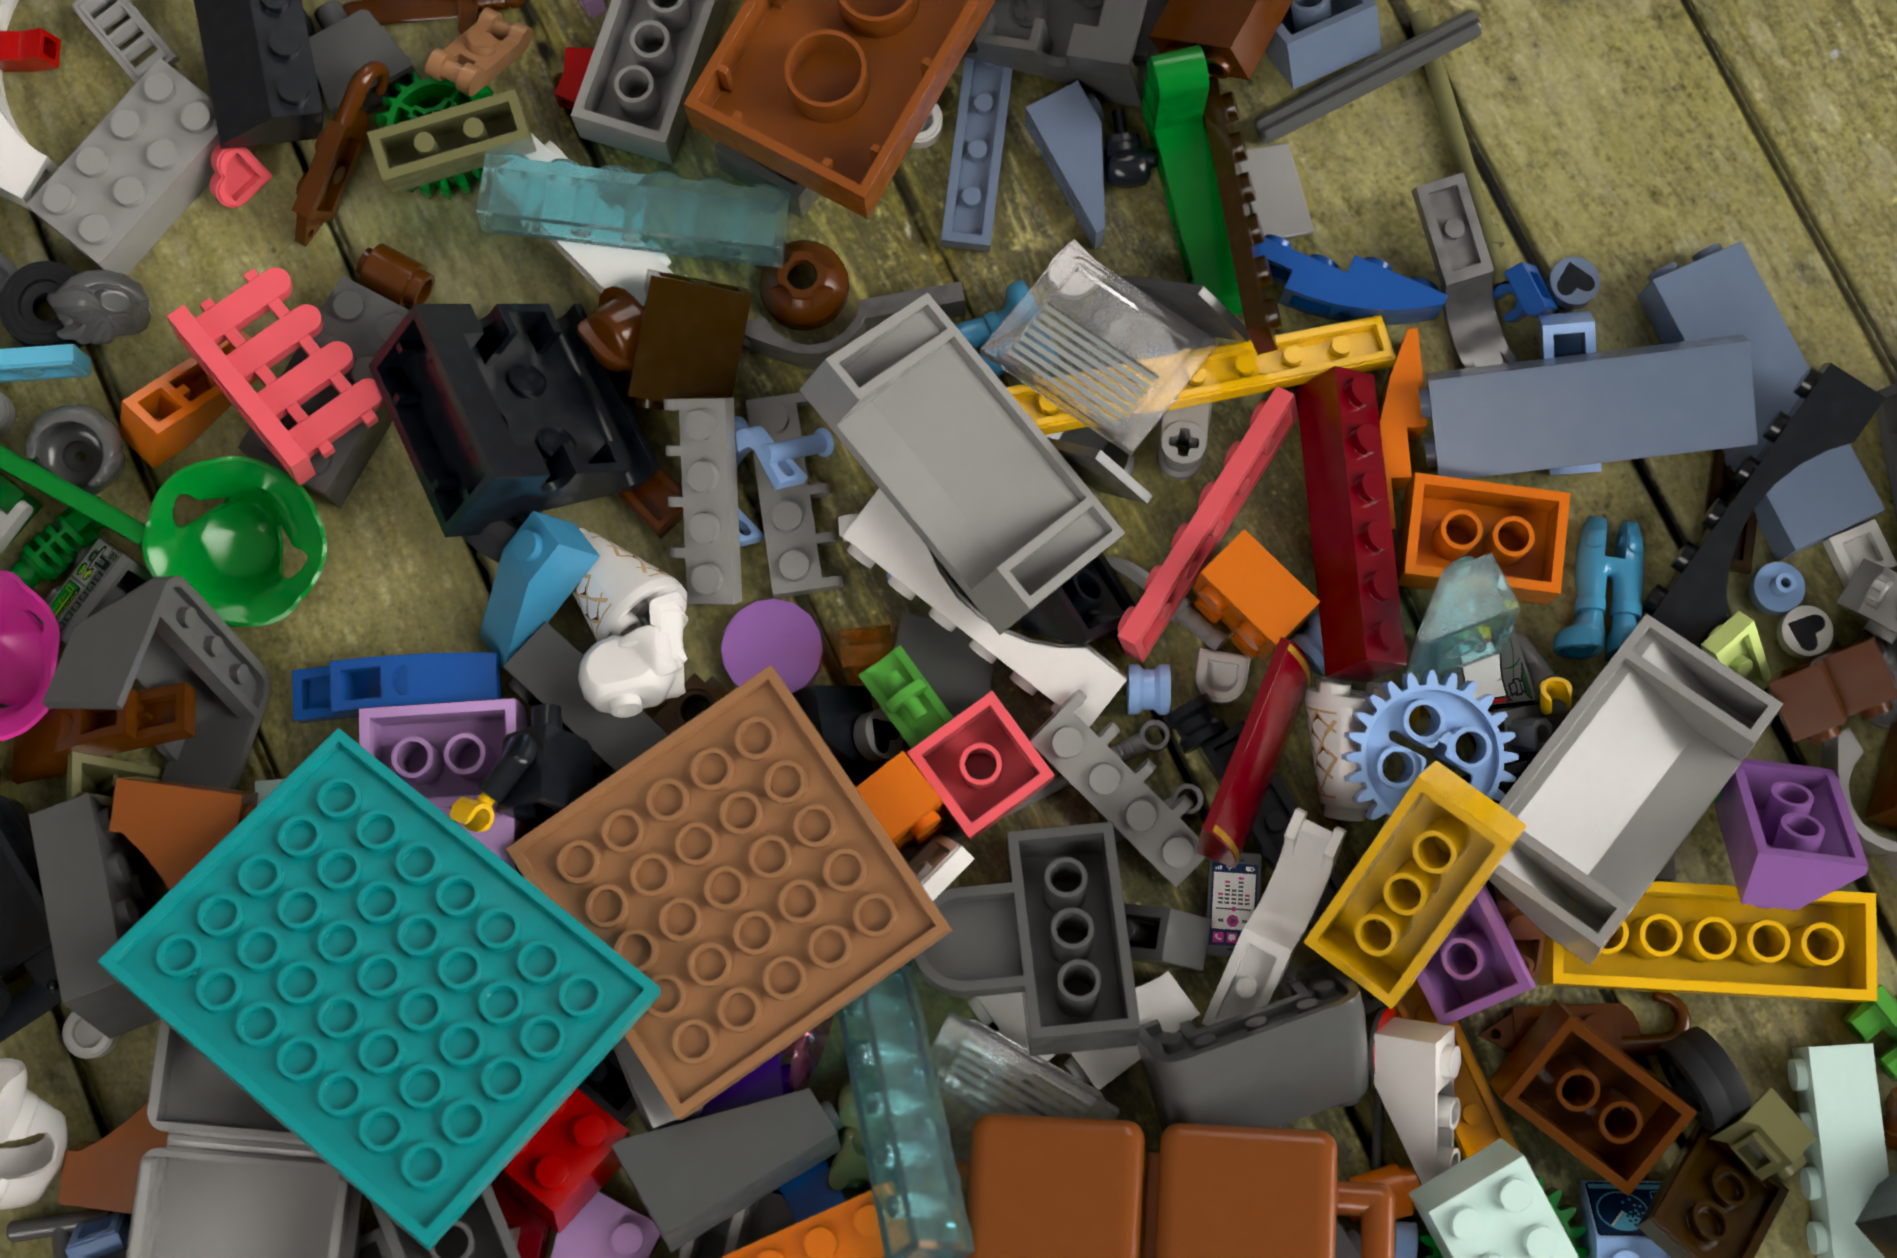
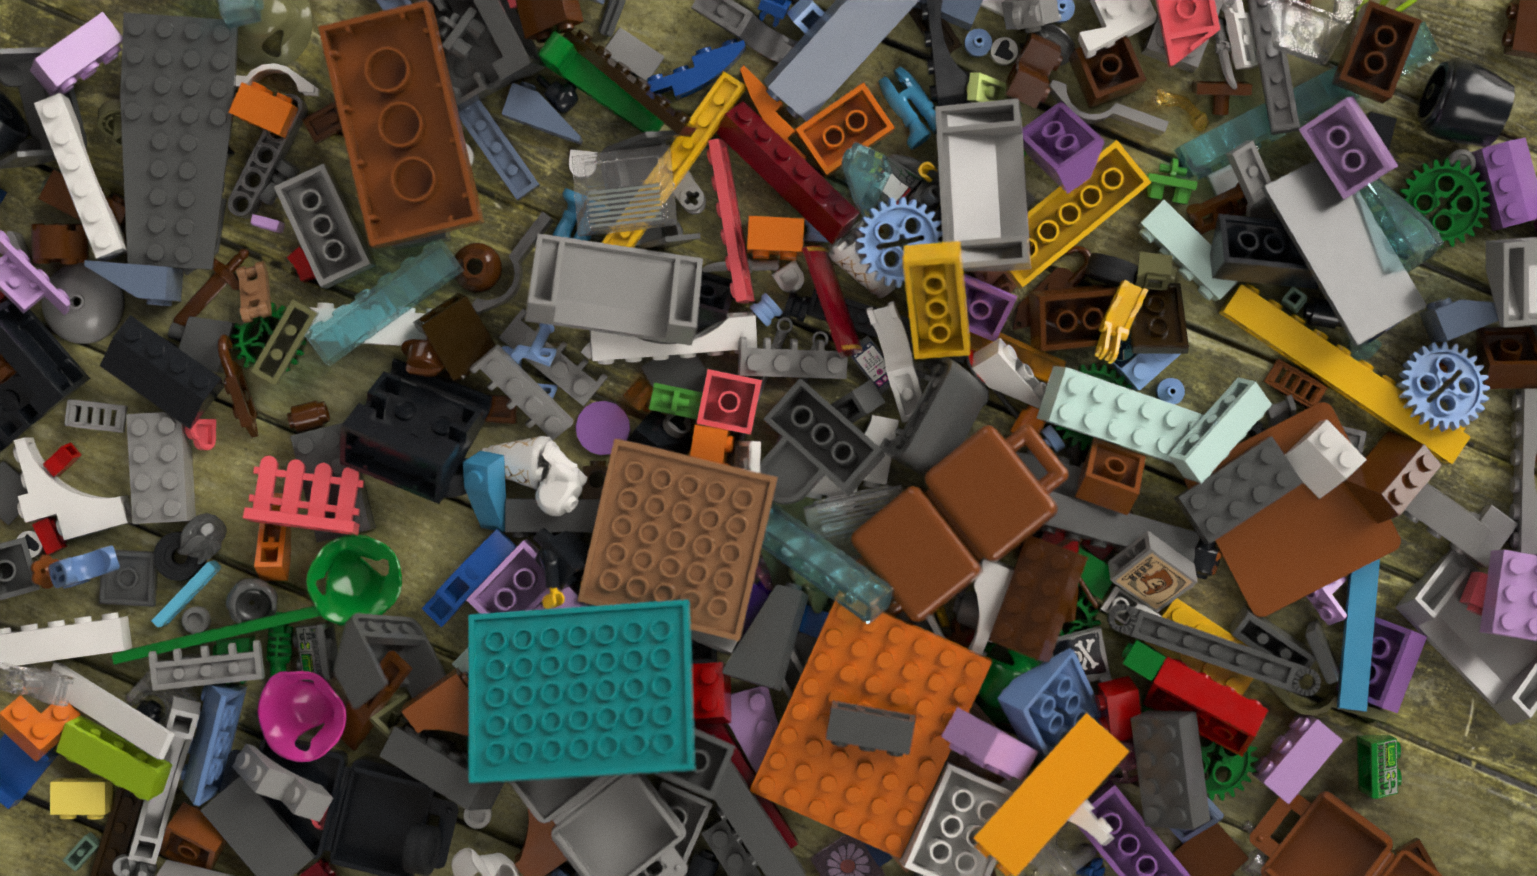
camera: 50 degrees left, 10 degrees up
(1659, 1158) = (1119, 319): none -> yellow arm

